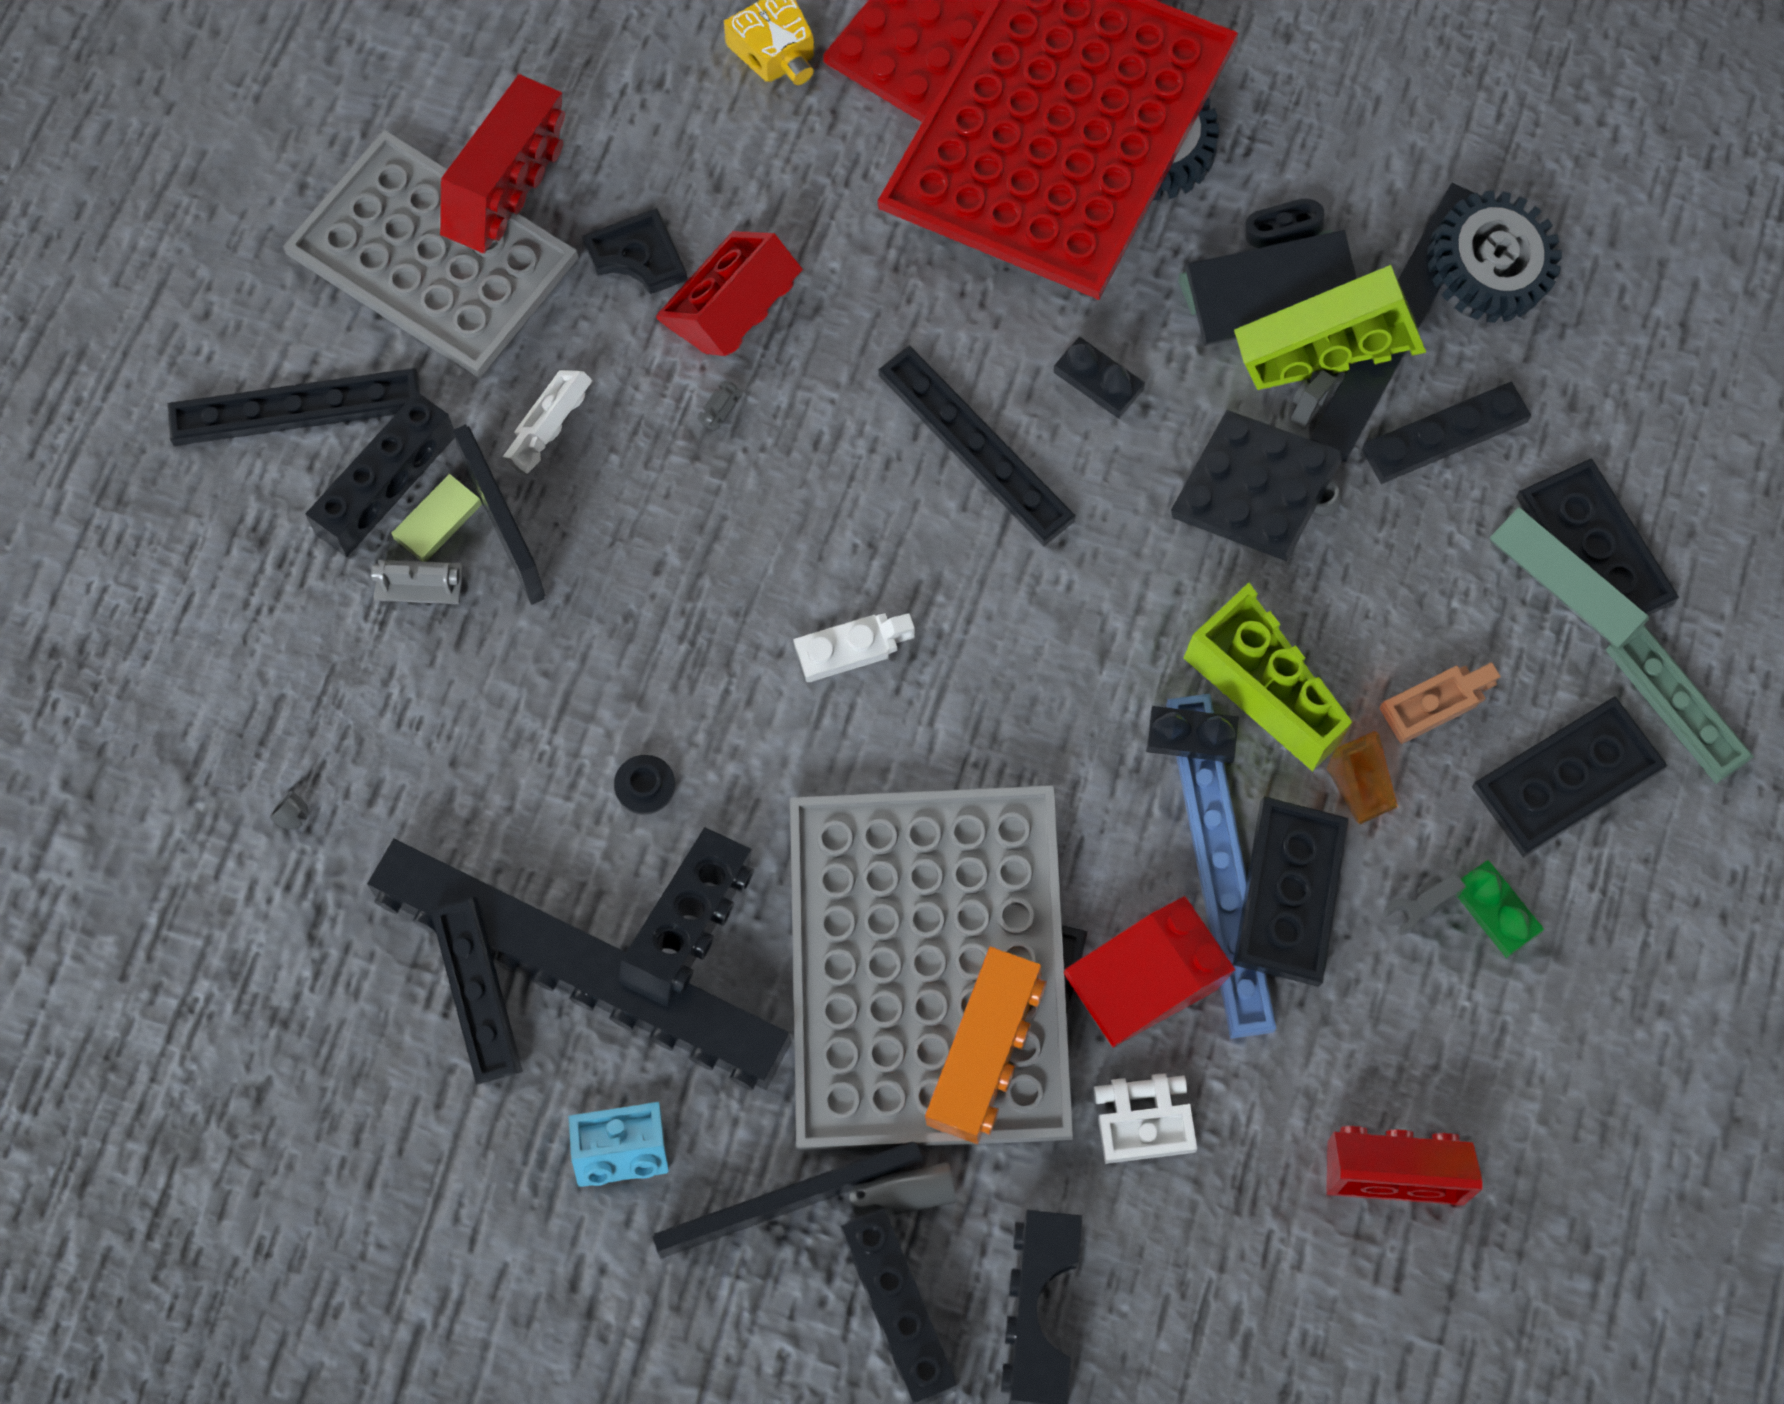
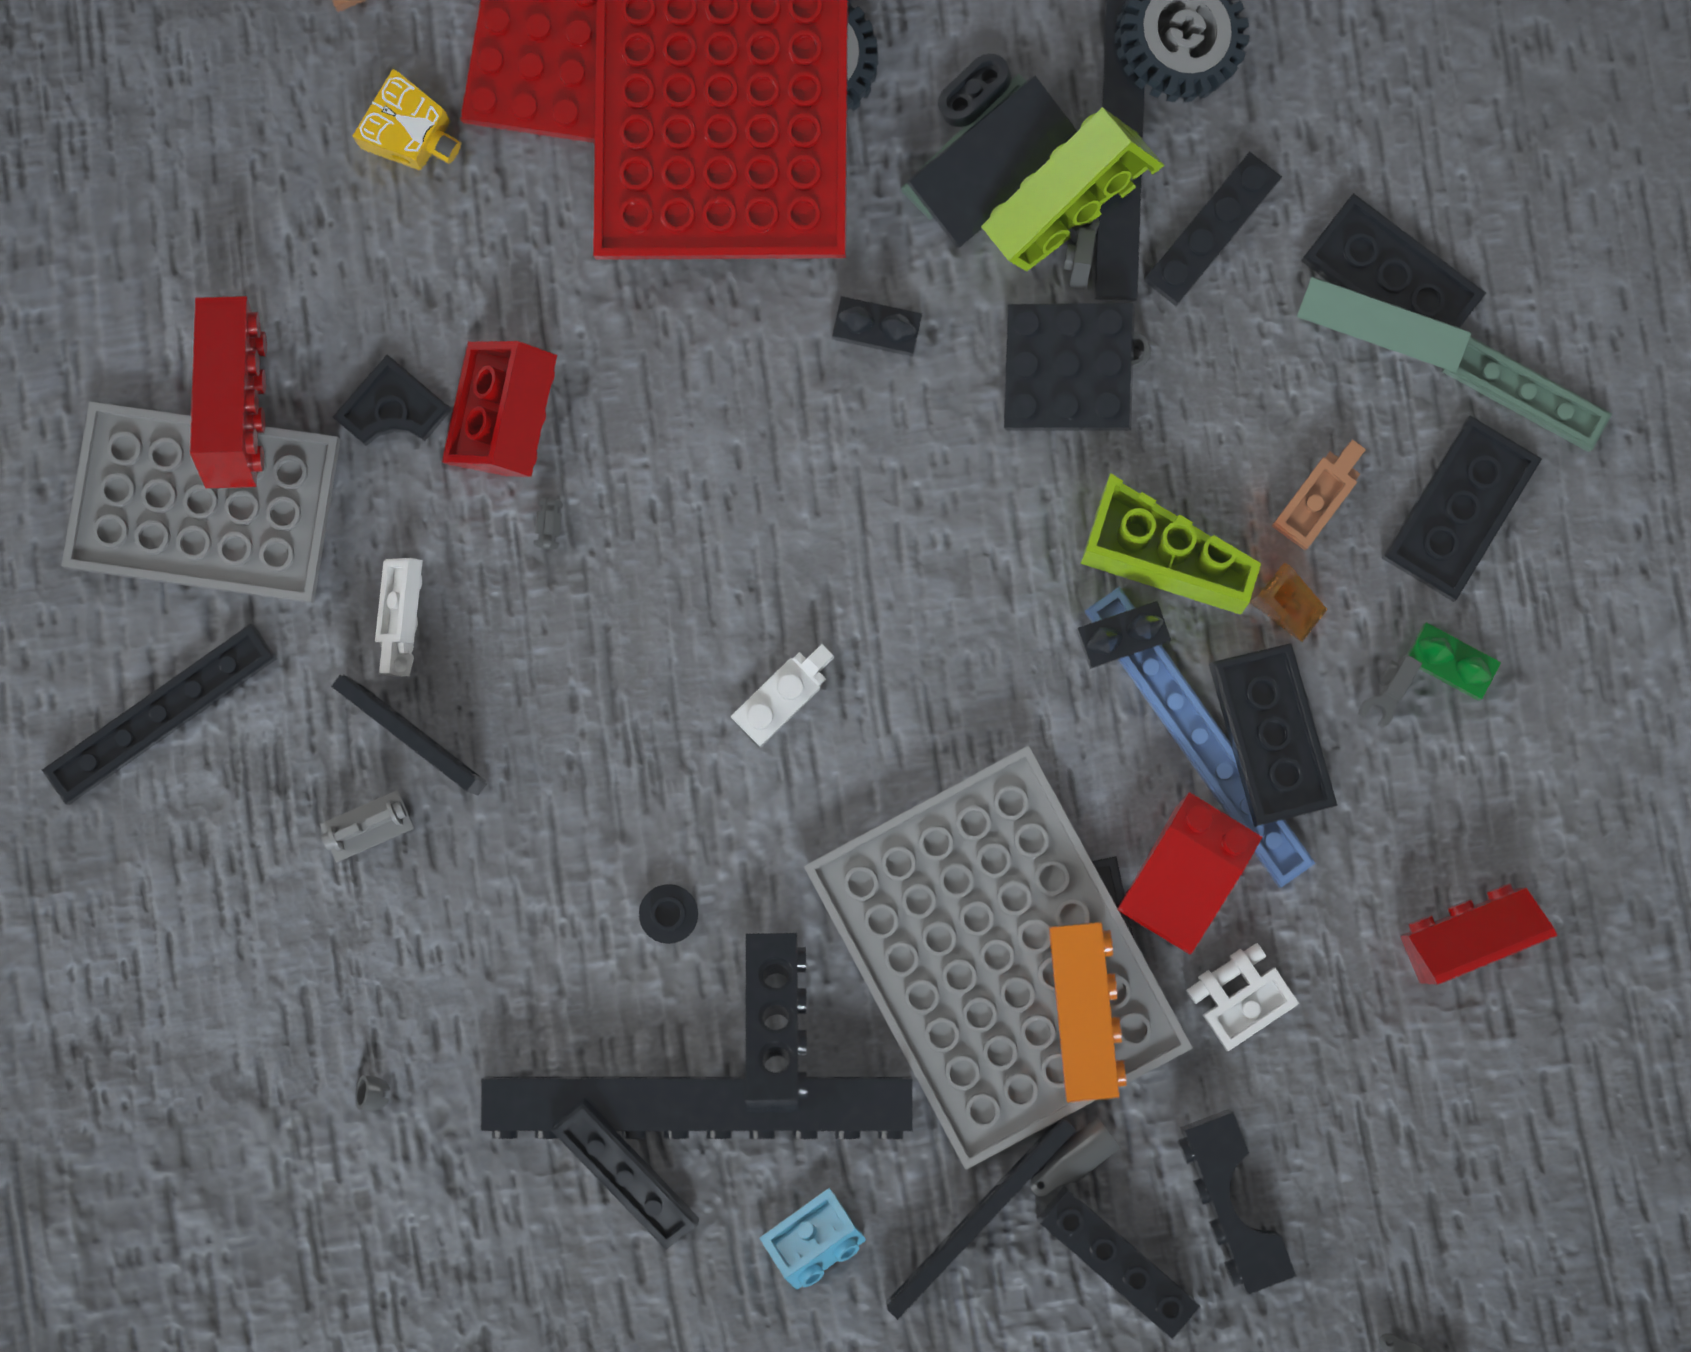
camera: 25 degrees left, 15 degrees up
(381, 474) = (279, 744): black brick -> none
(436, 518) = (350, 758): yellowish green tile -> none
(977, 445) = (798, 447): black tile -> none

